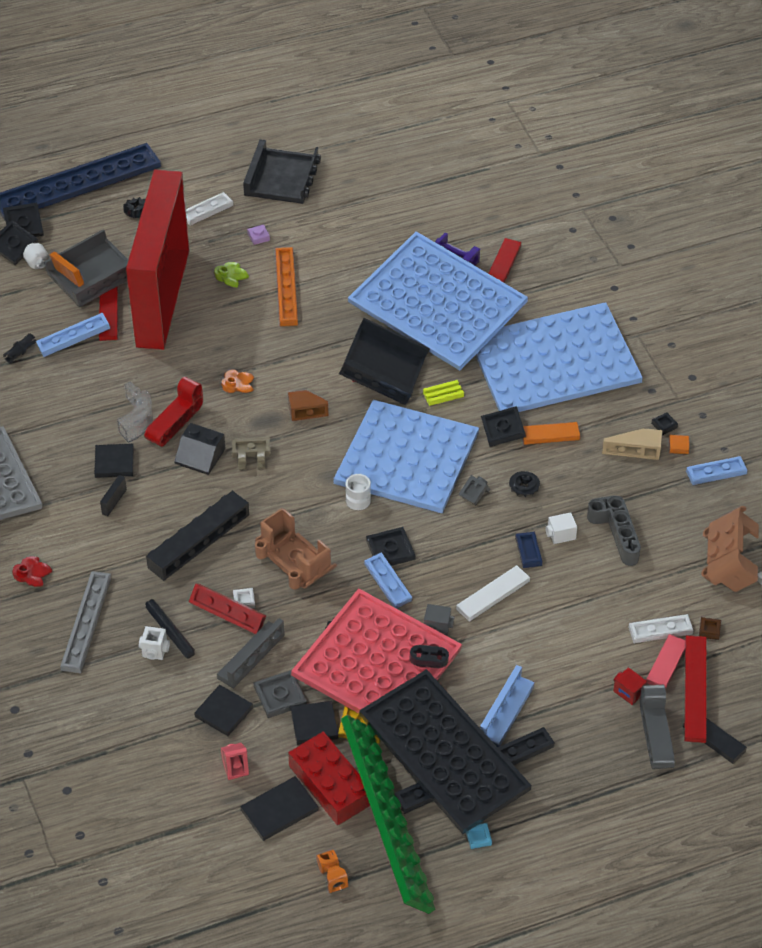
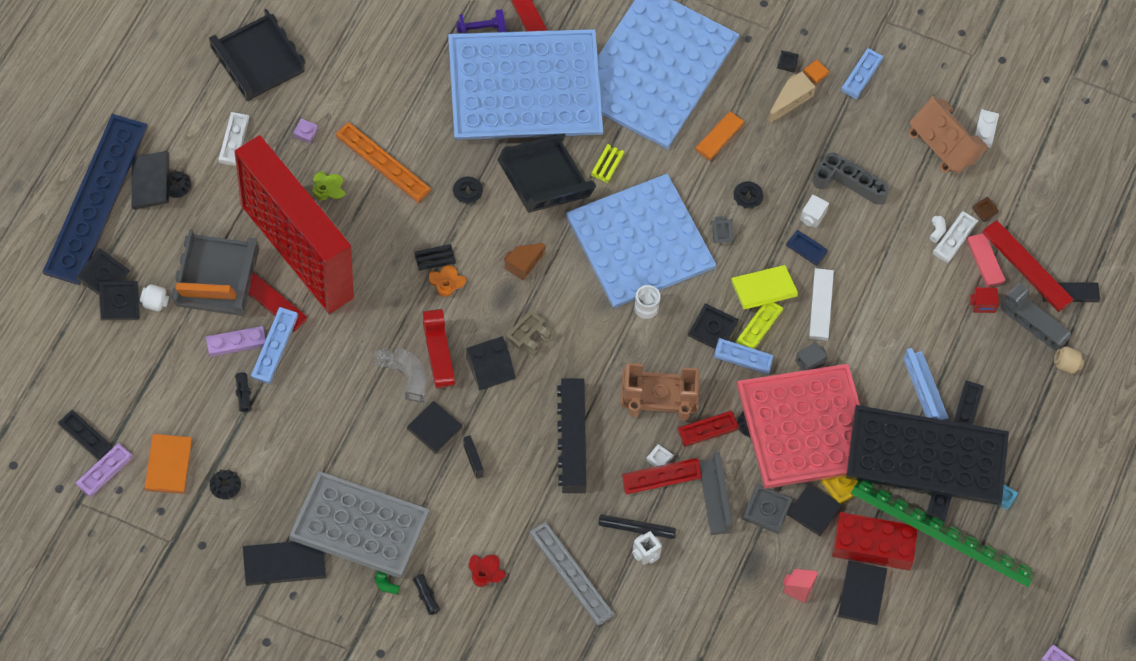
camera: 50 degrees left, 15 degrees up
(52, 316) = (235, 341): none -> lavender plate
(121, 193) = (150, 180): none -> black tile
(223, 710) = (745, 555): black tile -> none
(249, 362) = (434, 254): none -> black tile
(303, 607) = (708, 428): none -> red tile
(321, 334) = (460, 187): none -> black gear
(329, 863) = (939, 601): orange leg -> none
(428, 571) = (759, 325): none -> neon yellow tile
(429, 656) = (843, 395): black beam -> none
(460, 548) = (764, 287): none -> neon yellow tile
(503, 426) = (683, 158): black tile -> none
(651, 780) = (1068, 360): none -> tan head
(654, 612) = (940, 226): none -> white arm

